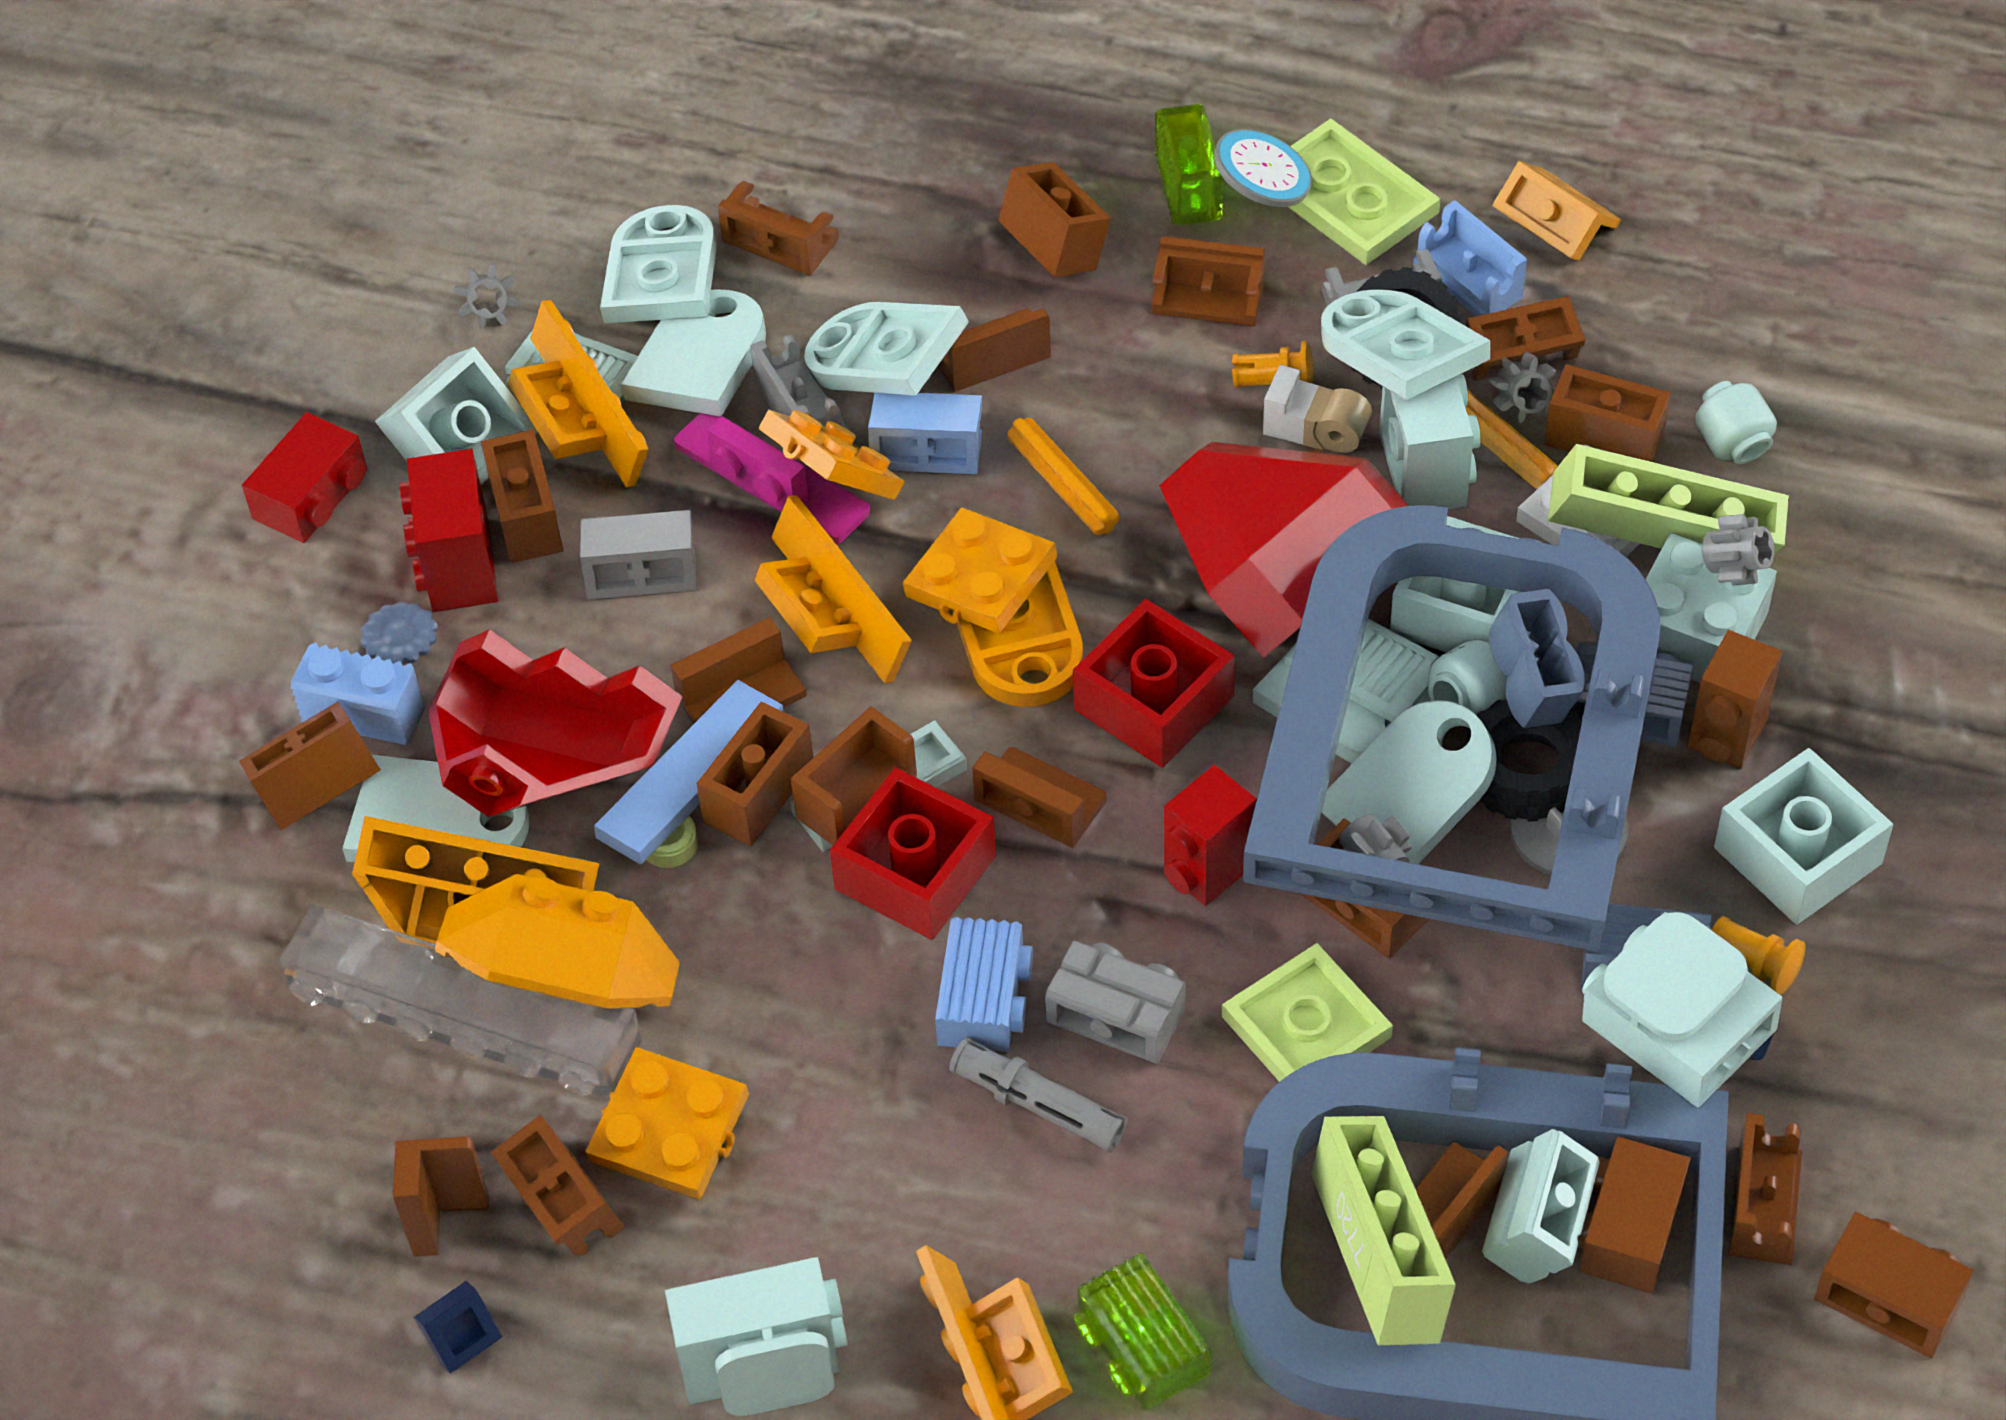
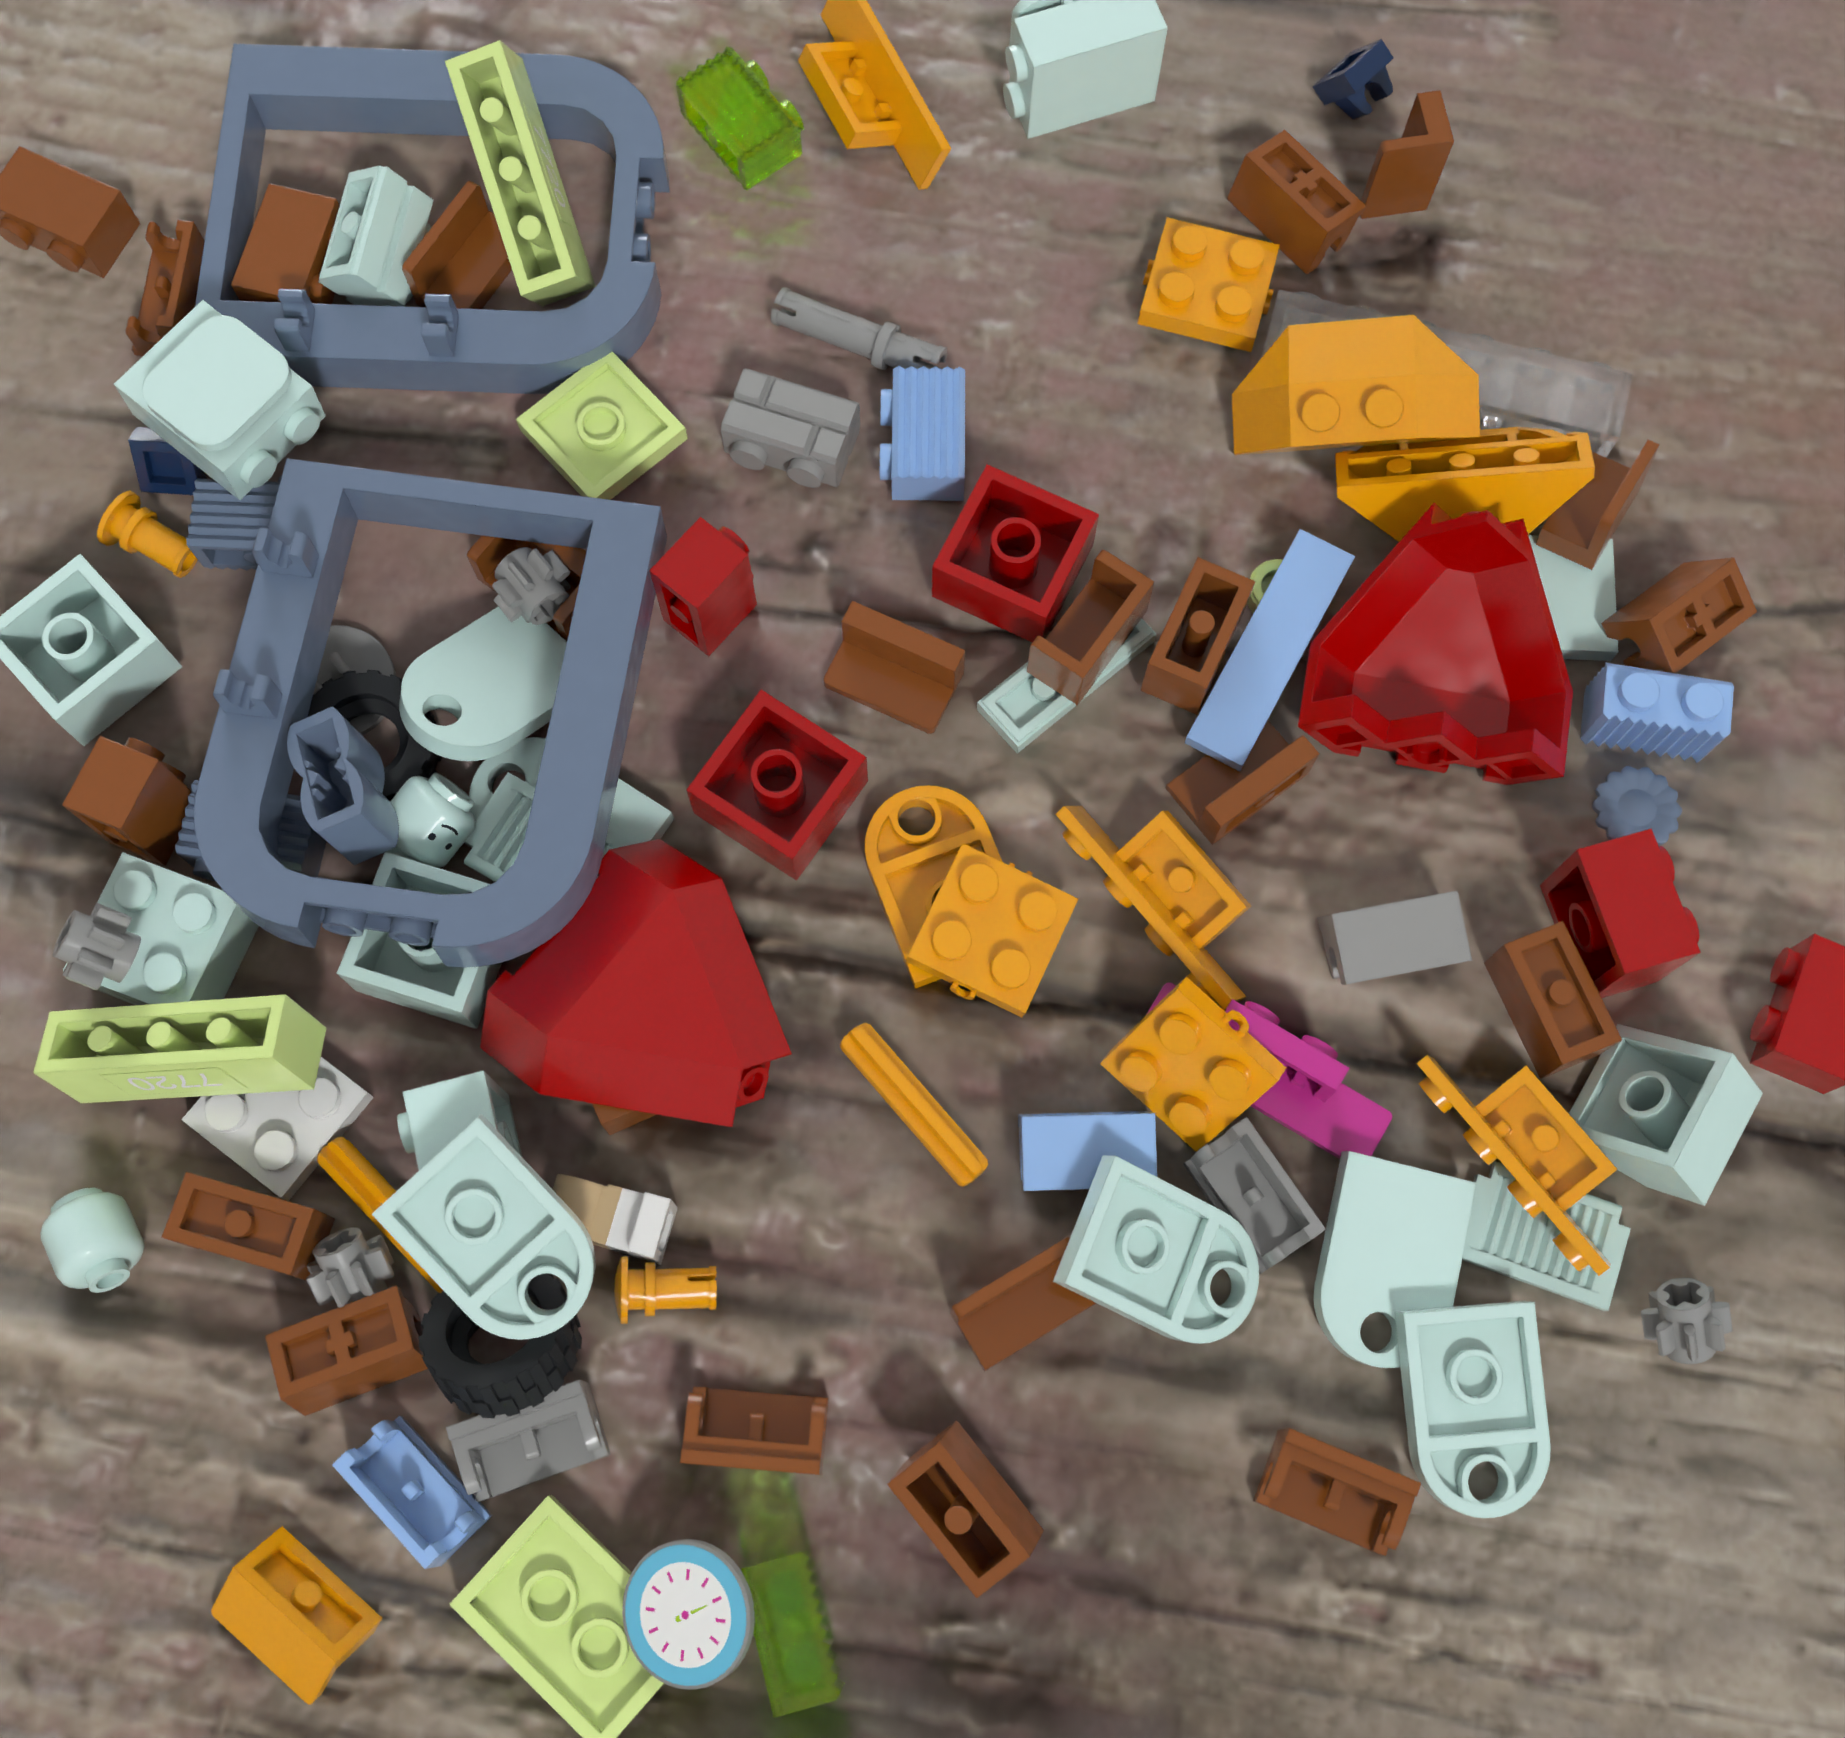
camera: 170 degrees right, 20 degrees up
(326, 868) = (1592, 515): none -> dark orange panel

